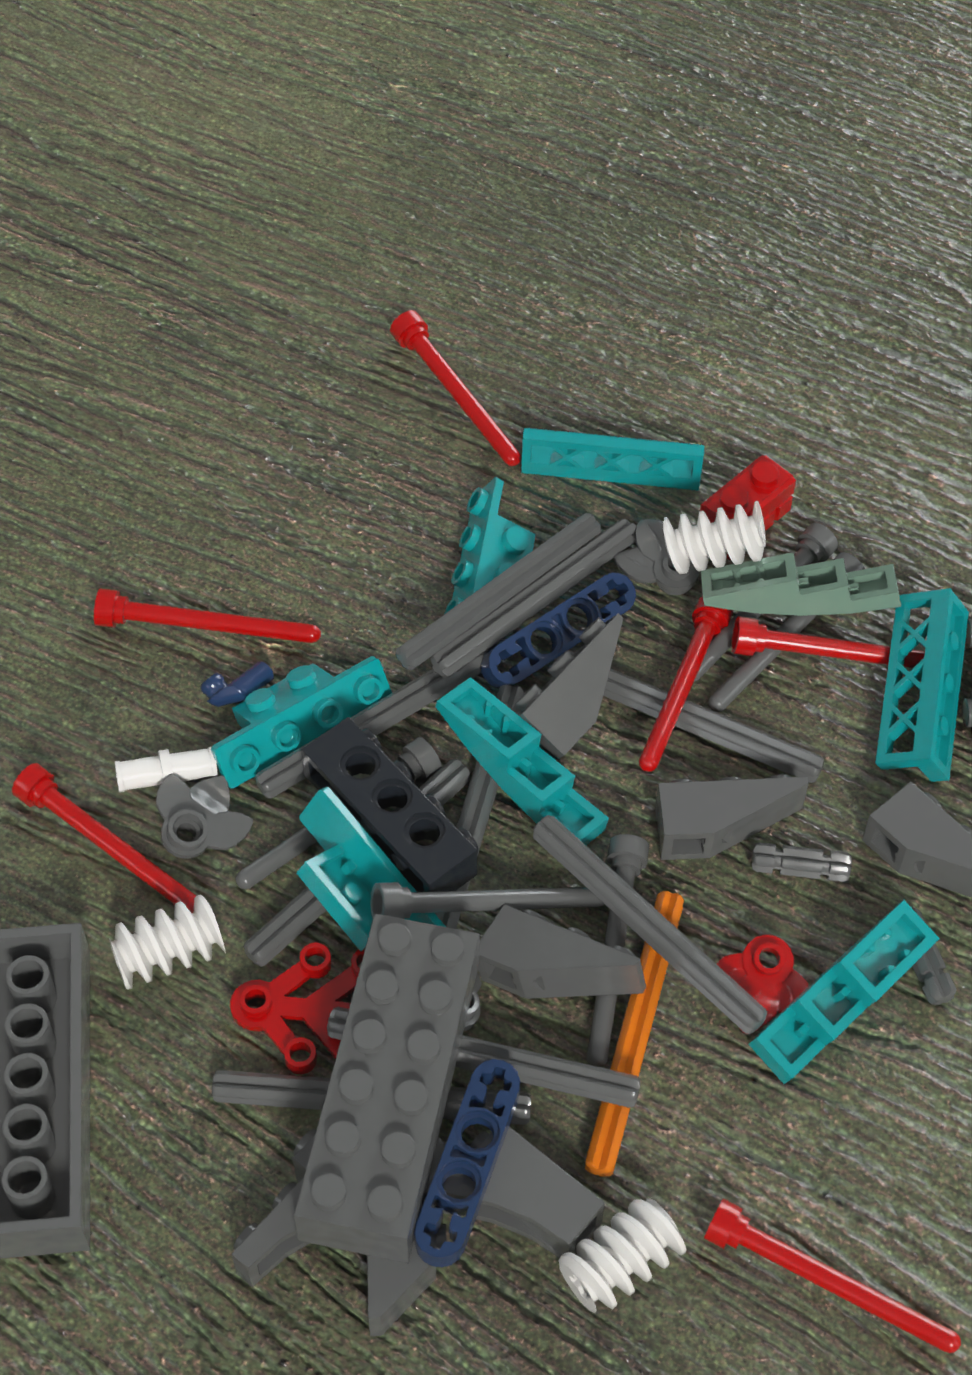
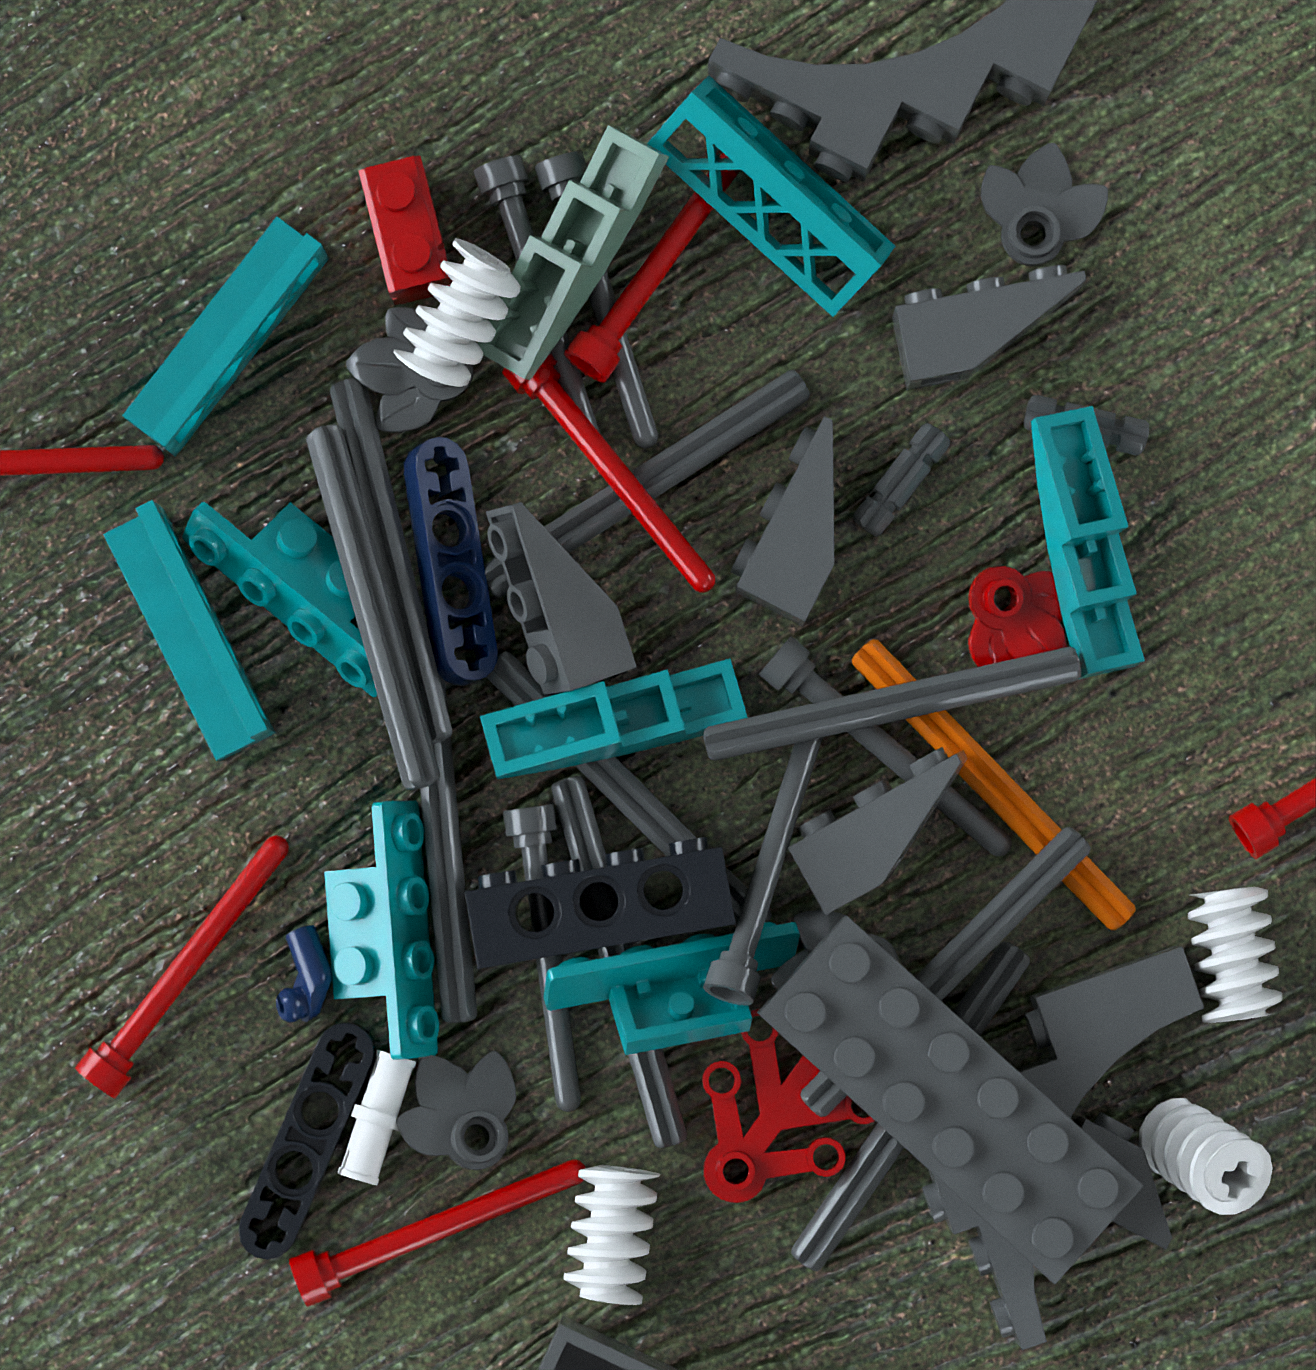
camera: 55 degrees left, 30 degrees up
(127, 732) = (300, 1136): none -> black beam
(419, 523) = (189, 632): none -> teal fence
(444, 1326) = (1205, 1156): none -> white piece
(465, 1160) = (1063, 1065): dark blue beam -> none

